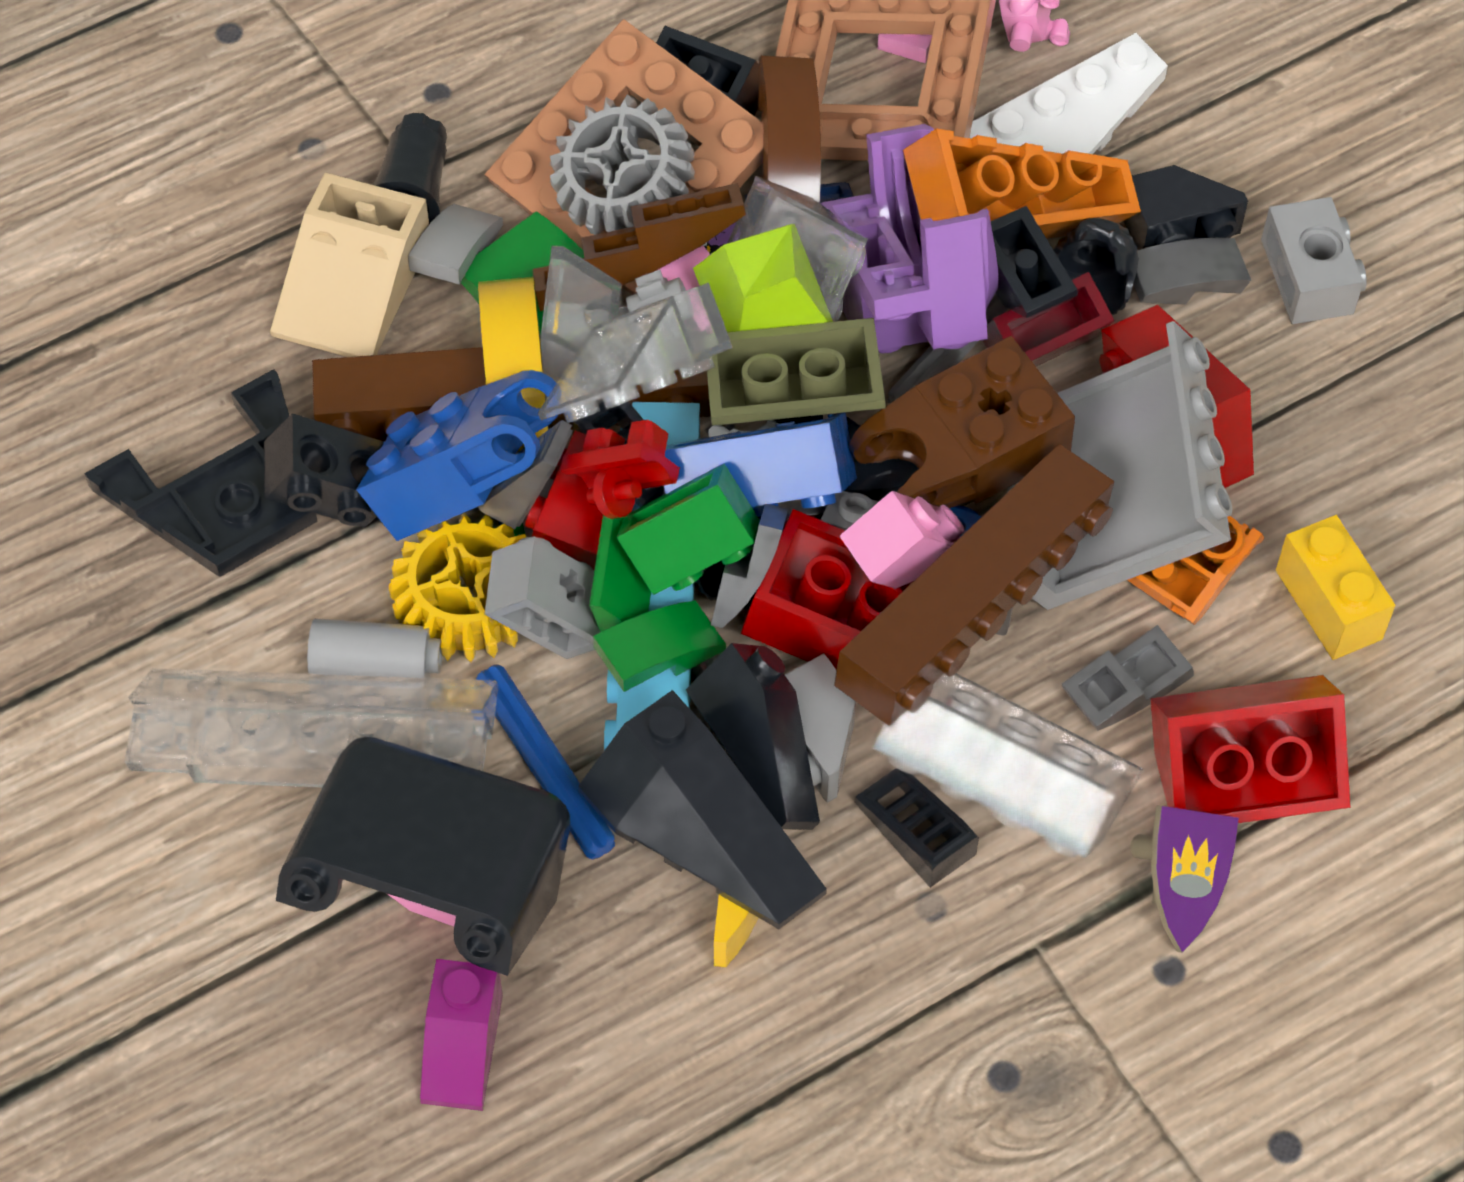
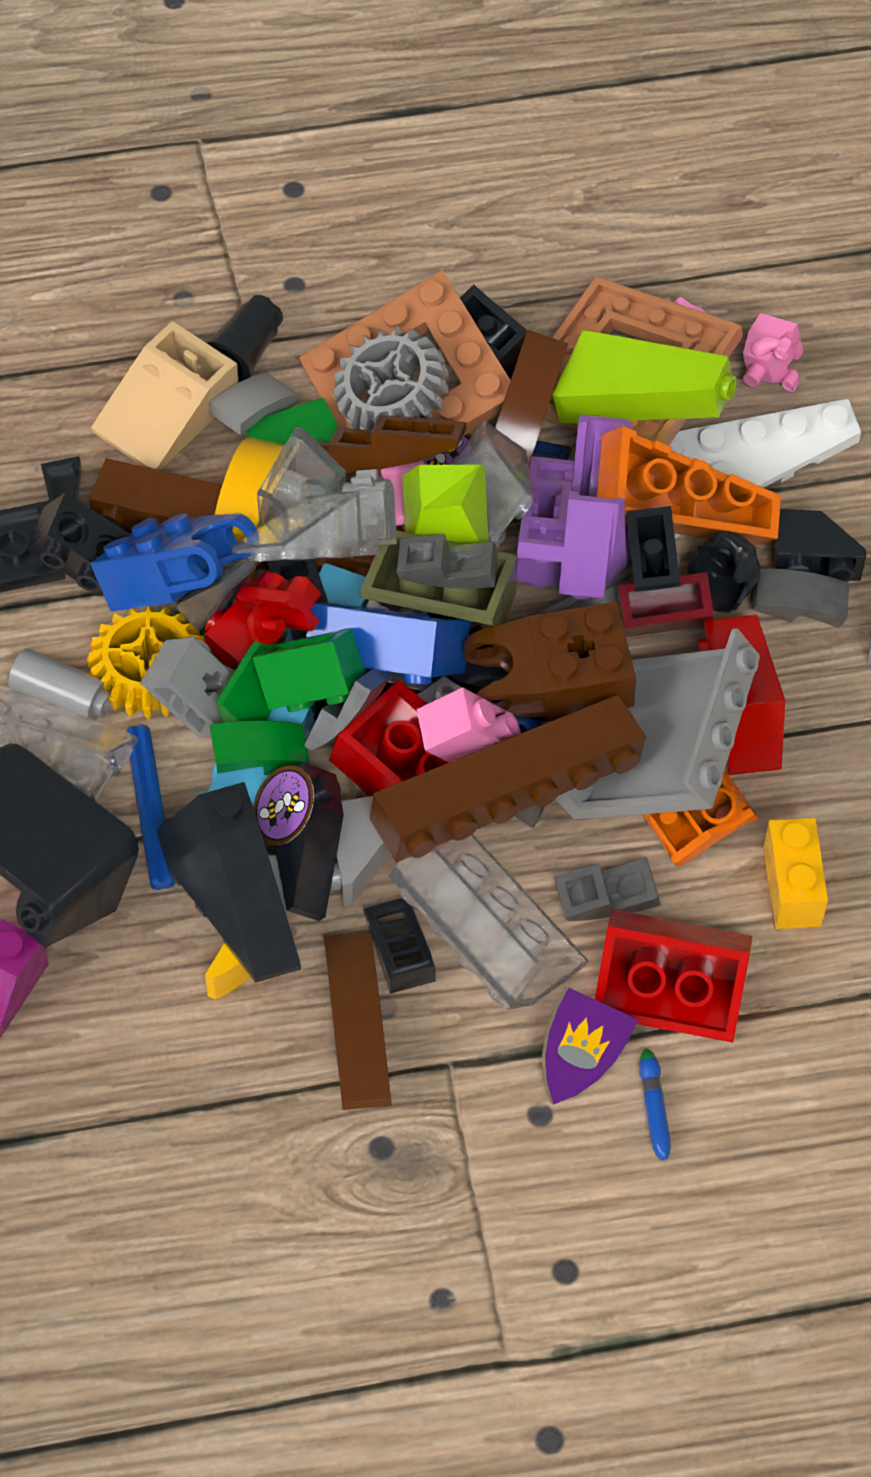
camera: 20 degrees right, 0 degrees up
(727, 698) = (284, 804): none -> sticker
(816, 351) = (435, 563): none -> flat silver slope
(913, 77) = (641, 381): none -> lime slope
(915, 934) = (357, 1021): none -> reddish brown slope
(1304, 921) = (655, 1106): none -> blue piece

